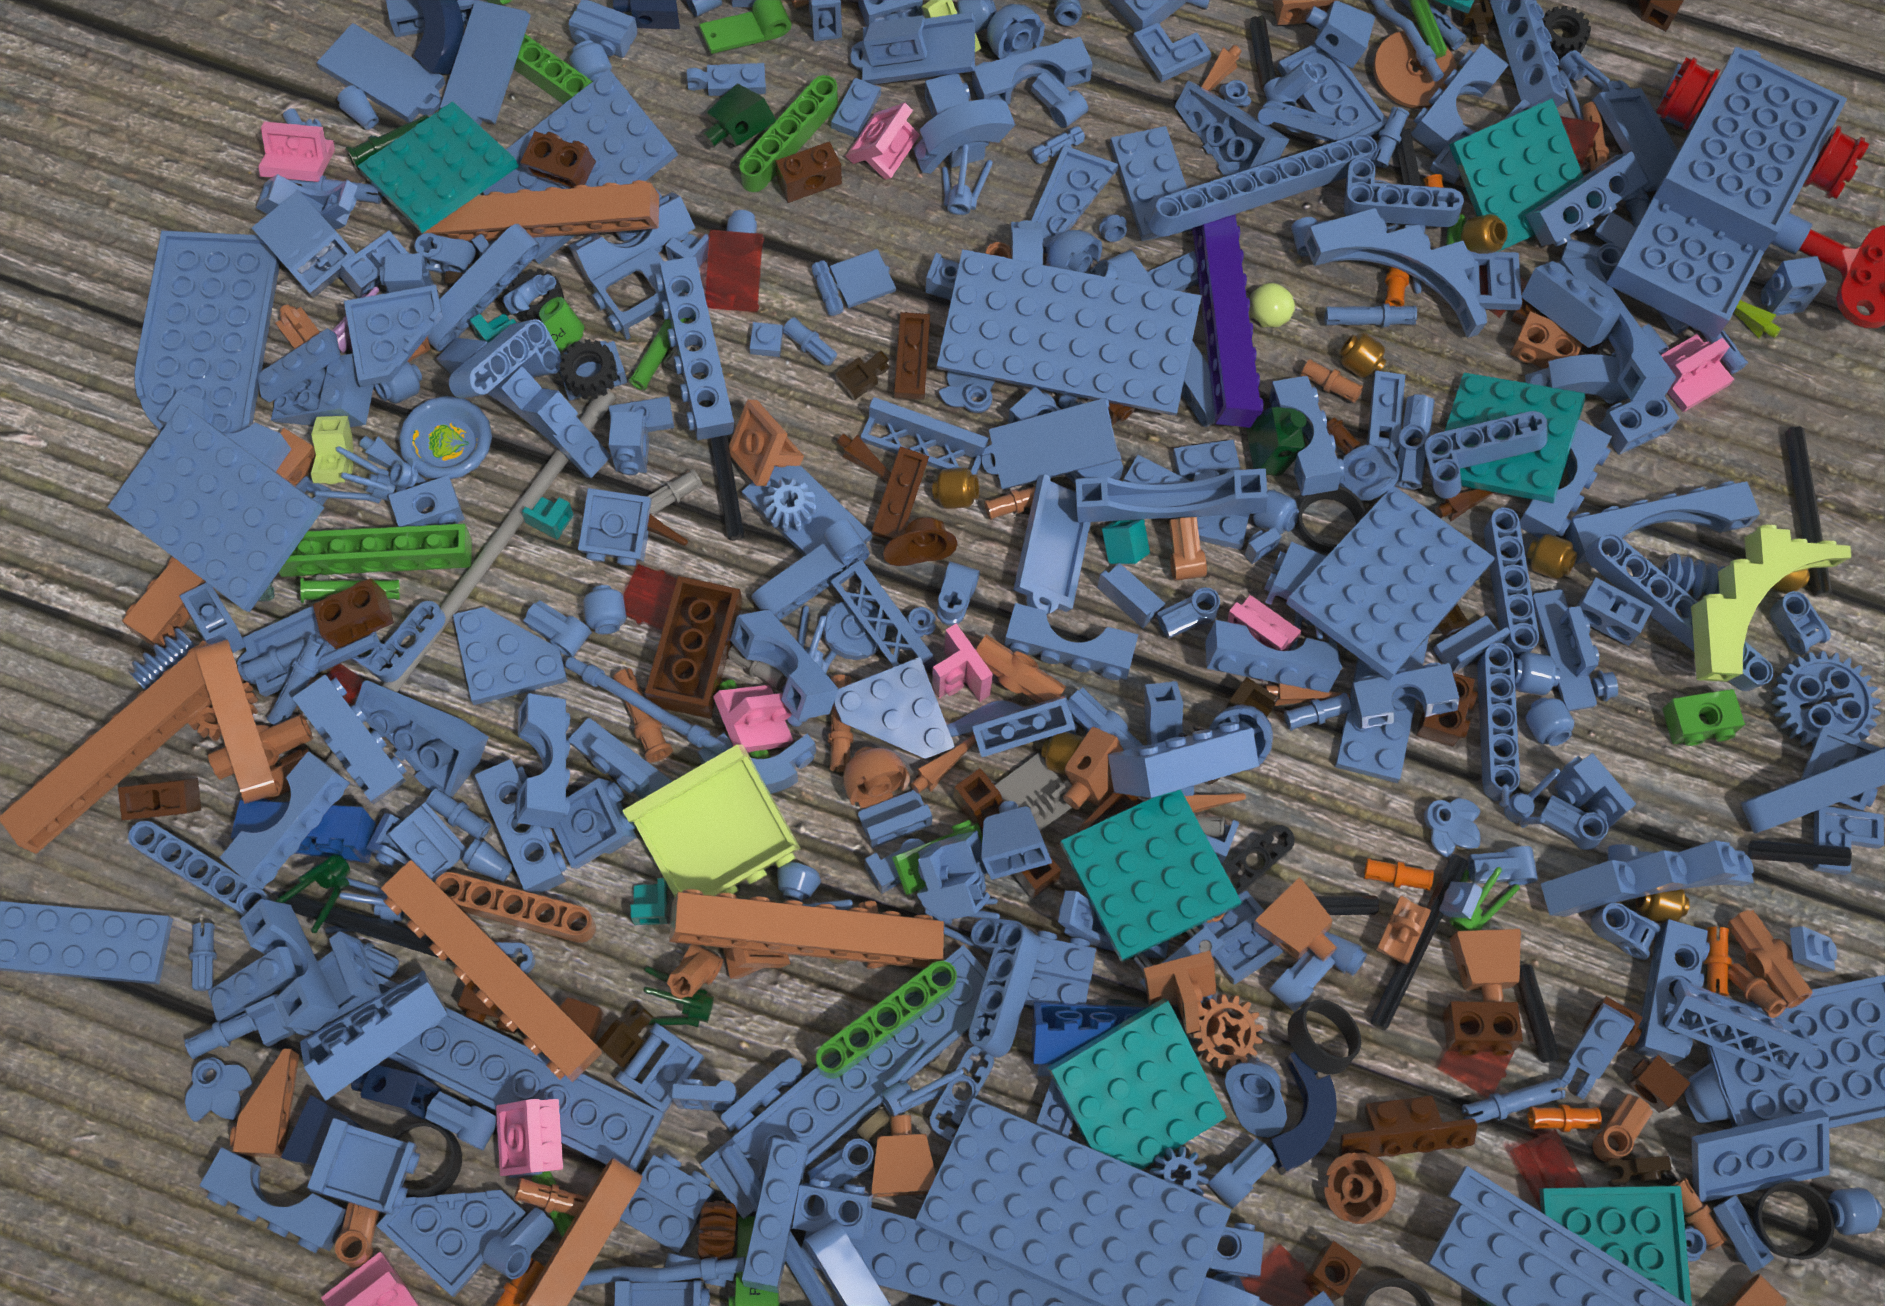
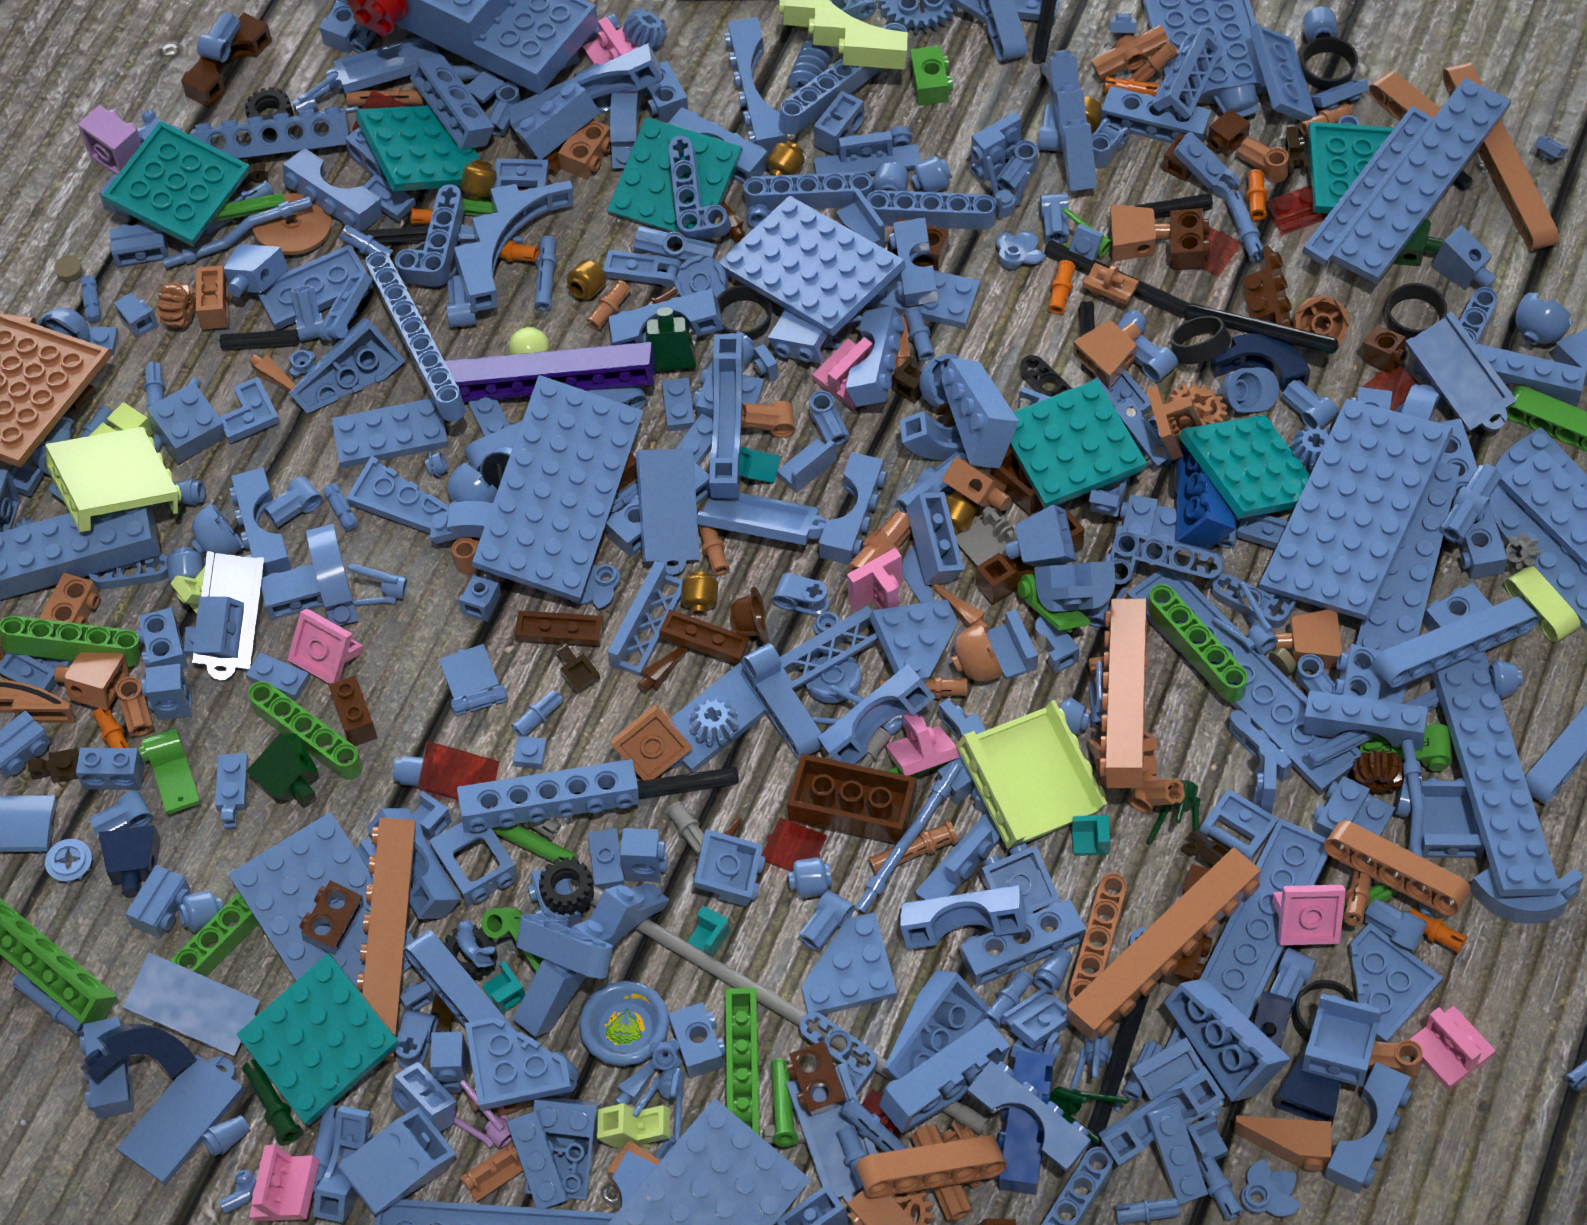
camera: 80 degrees left, 10 degrees down
(1345, 1114) = (1257, 326): none -> black axle
(1472, 529) = (757, 214): none -> medium blue plate
(1726, 394) = (644, 28): none -> medium blue gear

